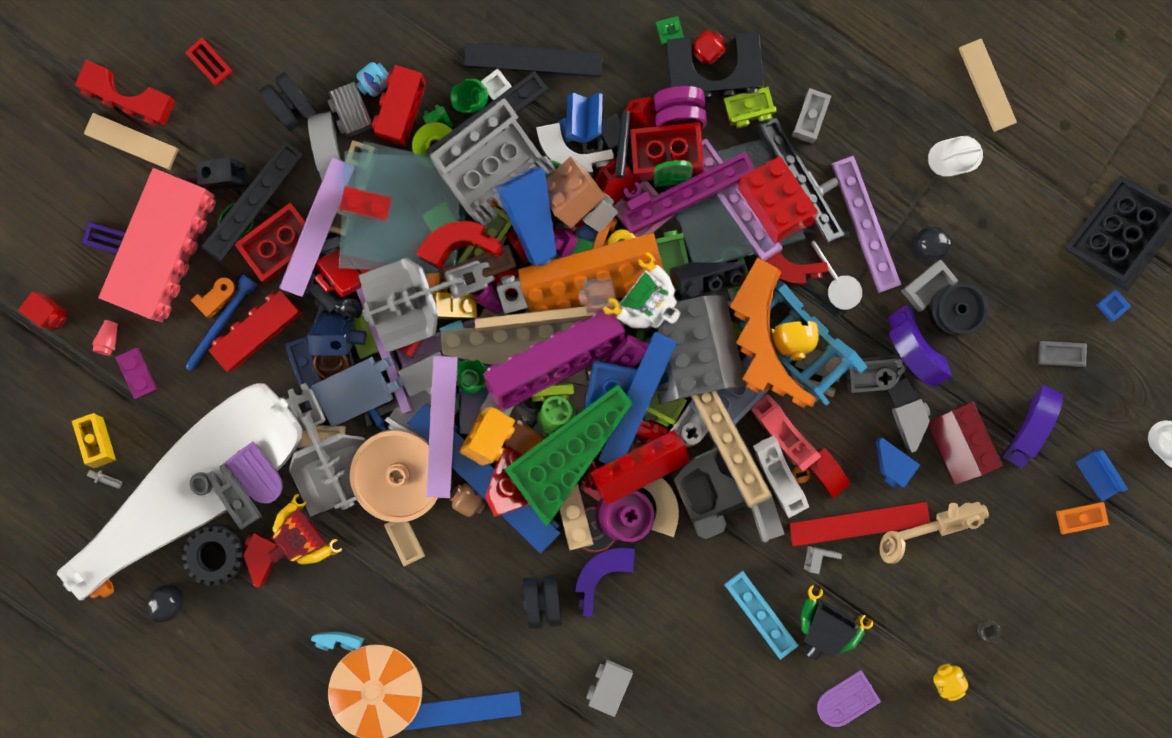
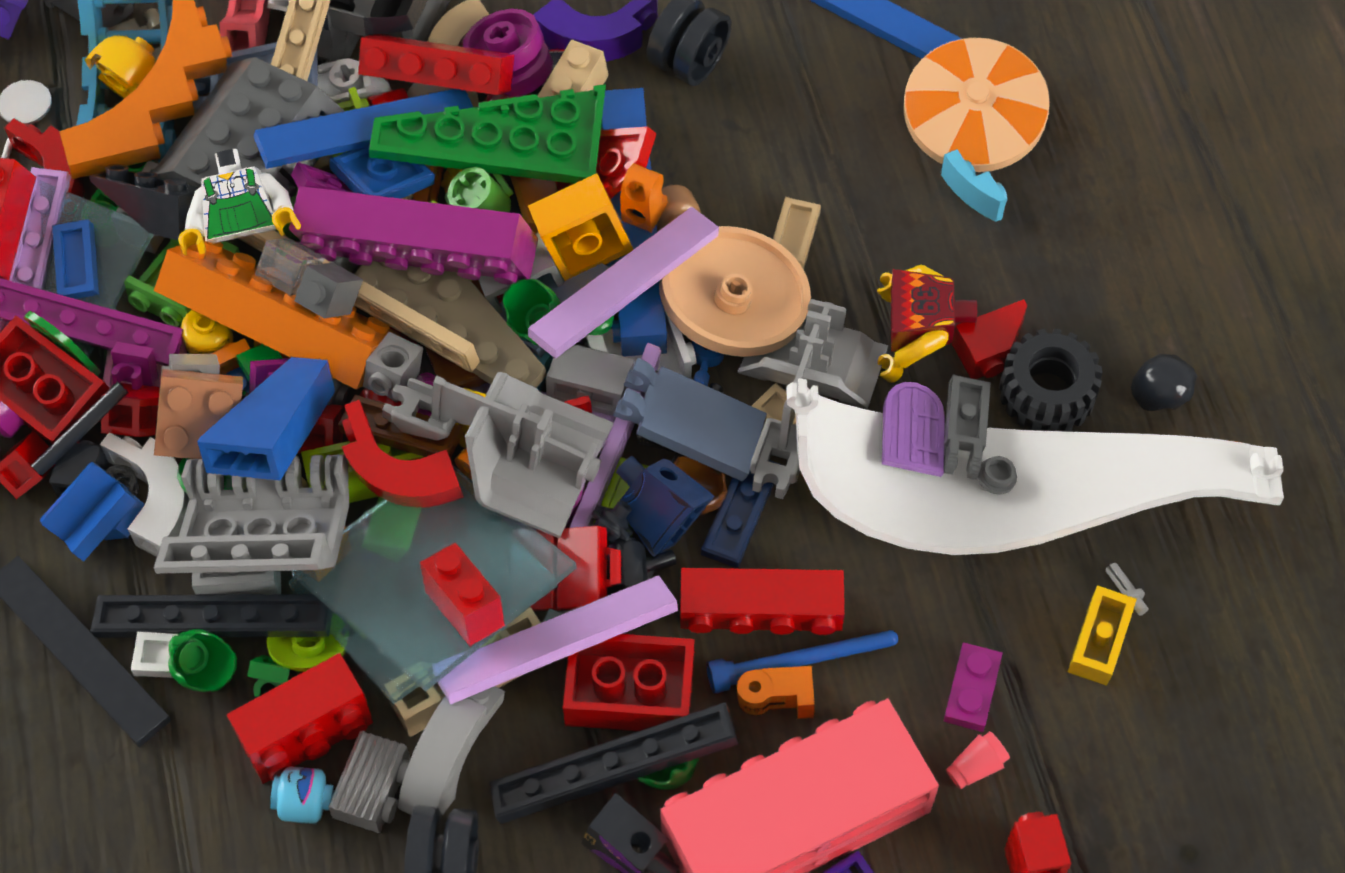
camera: 140 degrees left, 25 degrees down
(474, 481) = (642, 192): none -> orange leg
(566, 297) = (328, 290): none -> dark grey brick
(715, 223) = (75, 259): none -> blue tile

